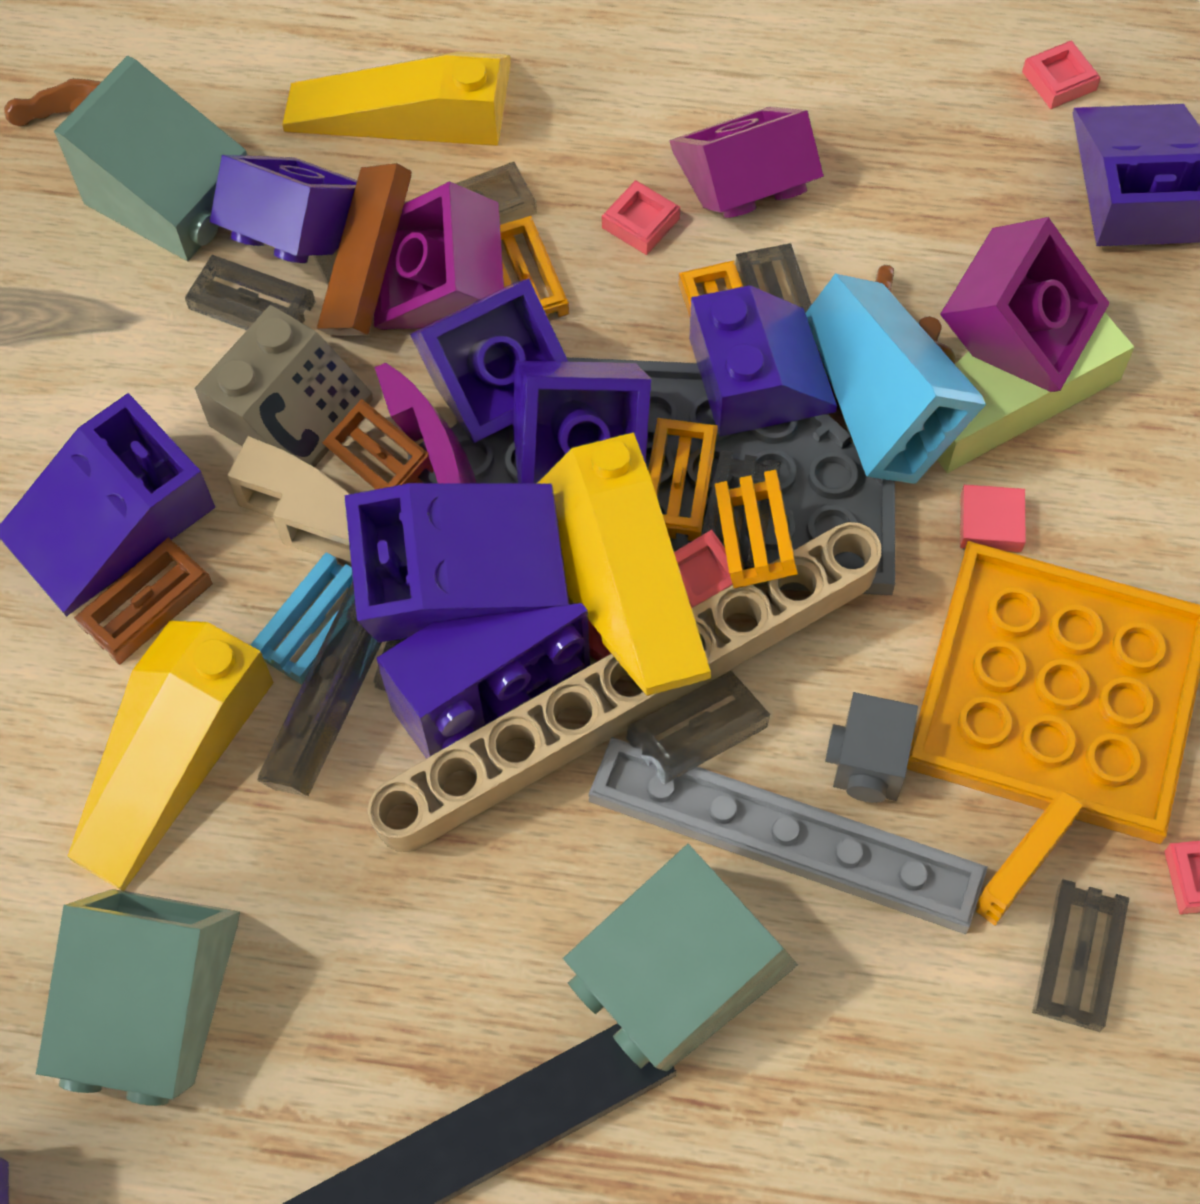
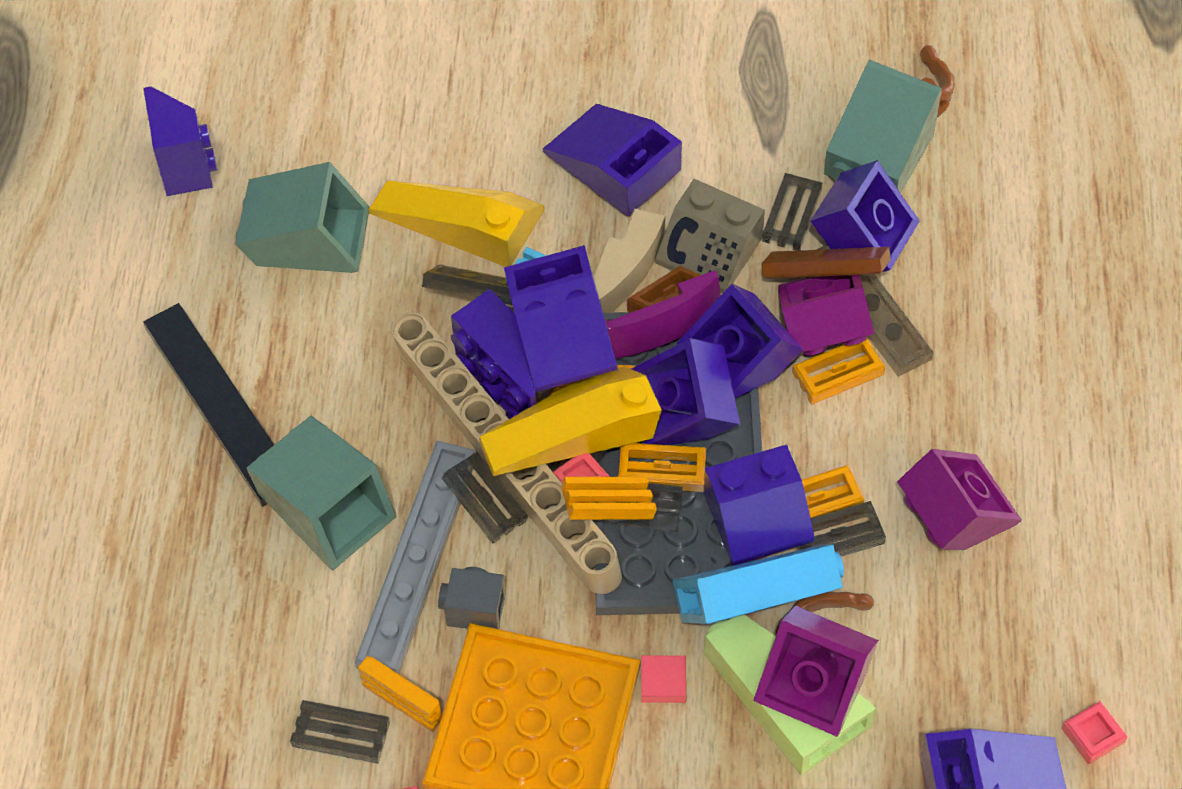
camera: 85 degrees right, 5 degrees down
(150, 607) = (553, 194): dark orange tile -> none
(423, 99) = (987, 290): yellow wedge -> none
(641, 217) = (899, 440): coral tile -> none

